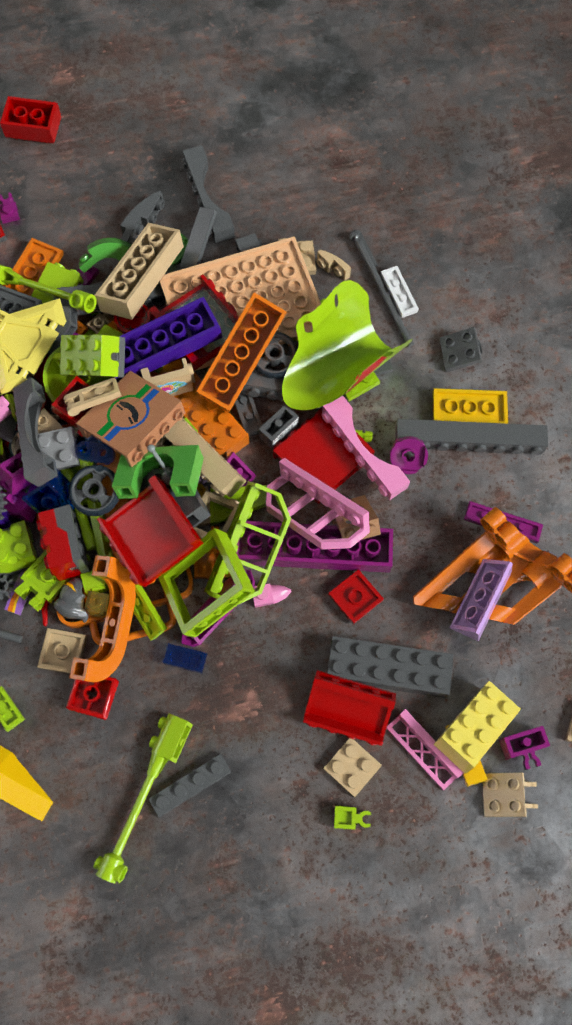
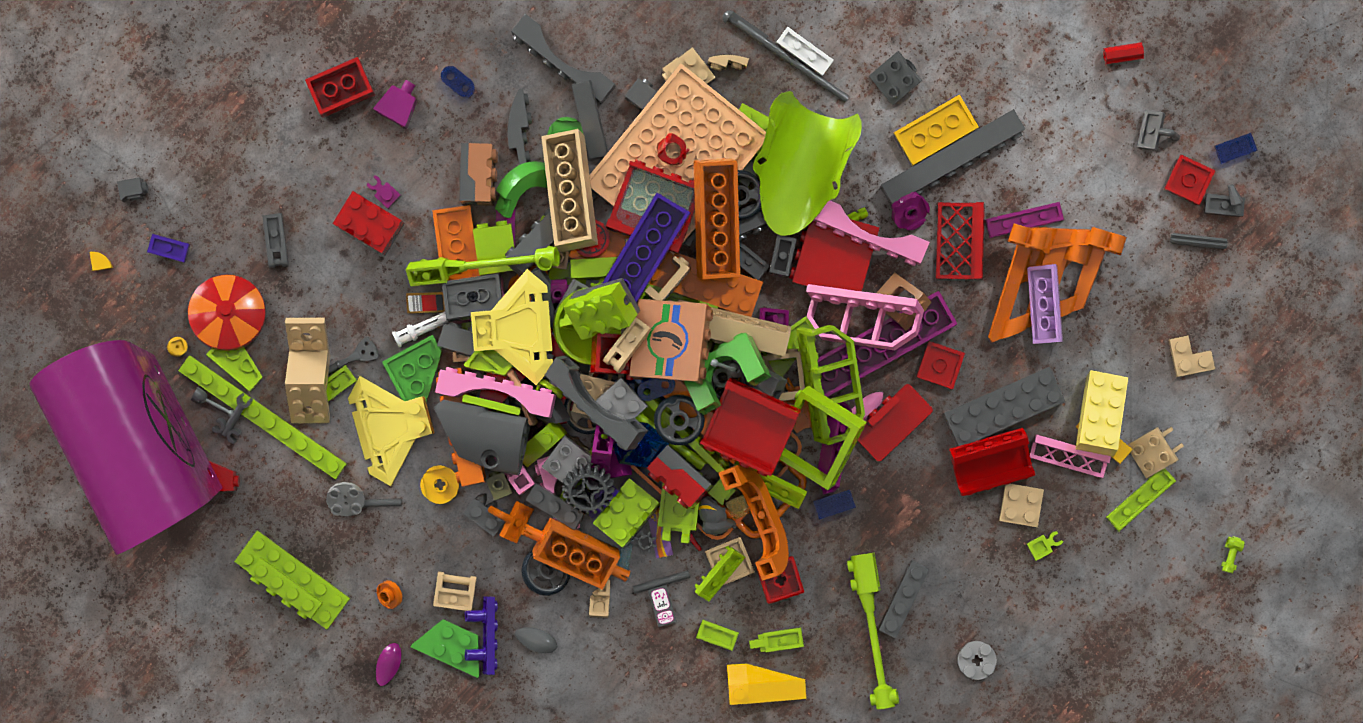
camera: 30 degrees left, 15 degrees up
(42, 653) = (719, 573): none -> lime plate
(53, 749) = (778, 640): none -> lime hinge
(64, 155) = (398, 104): none -> magenta torso
(81, 226) = (478, 174): none -> nougat piece
(119, 169) = (458, 81): none -> clear blue plate
(208, 895) = (968, 653): none -> light grey plate
(244, 279) = (672, 138): none -> red piece
(283, 619) = (893, 421): none -> red bracket
(449, 517) = (976, 245): none -> red fence
(468, 833) = (1140, 499): none -> lime tile
(524, 744) = (1146, 402): magenta brick -> none
(536, 939) = (1234, 544): none -> lime bar

